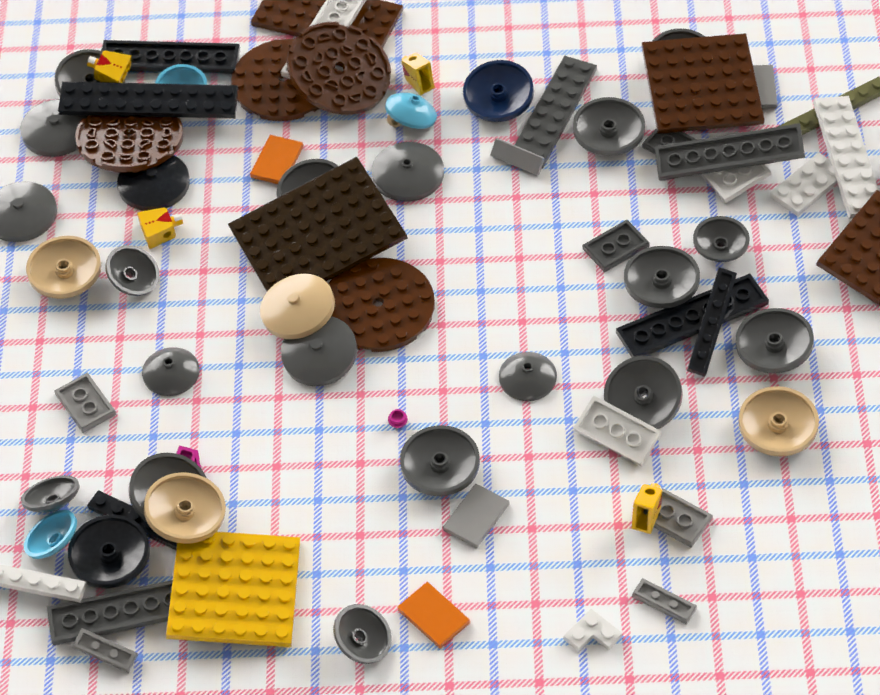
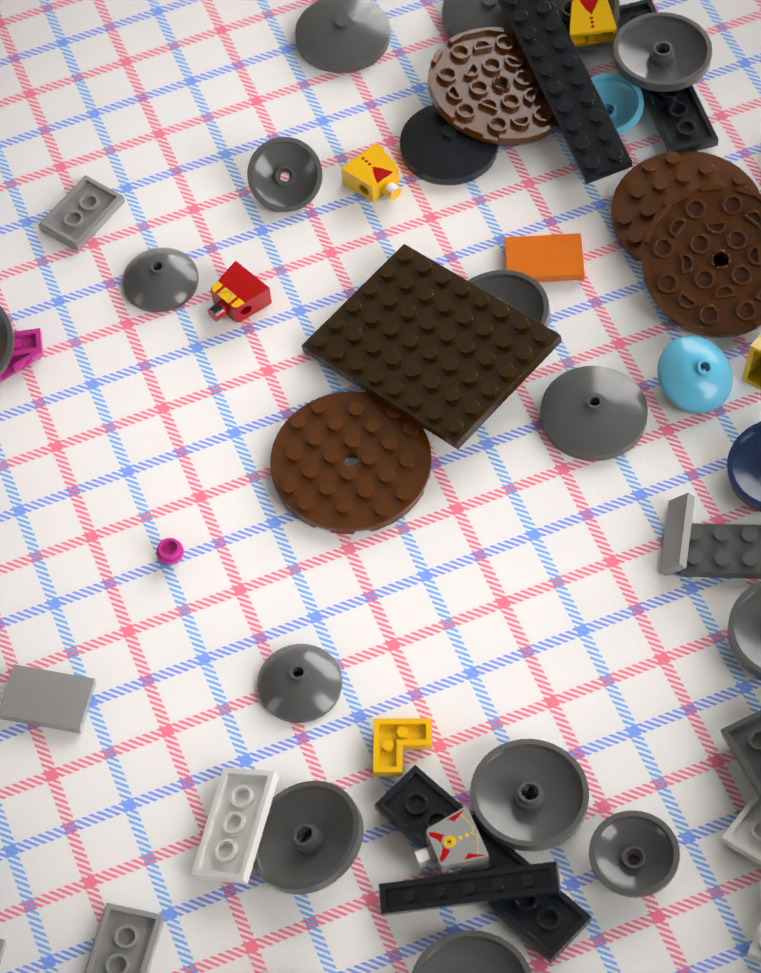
camera: 70 degrees right, 5 degrees up
(63, 267) = (264, 105): tan dish -> none
(160, 42) = (662, 51): none -> dark grey dish
(213, 326) = (238, 294): none -> red torso
(297, 306) = (292, 367): tan dish -> none
(322, 355) = (243, 421): dark grey dish -> none
(439, 460) = (109, 621): dark grey dish -> none
(592, 337) = (393, 737): none -> yellow plate
(615, 245) = (575, 718): dark grey tile -> none
(648, 498) = (107, 902): yellow torso -> none
(681, 319) = (454, 845): none -> light grey torso

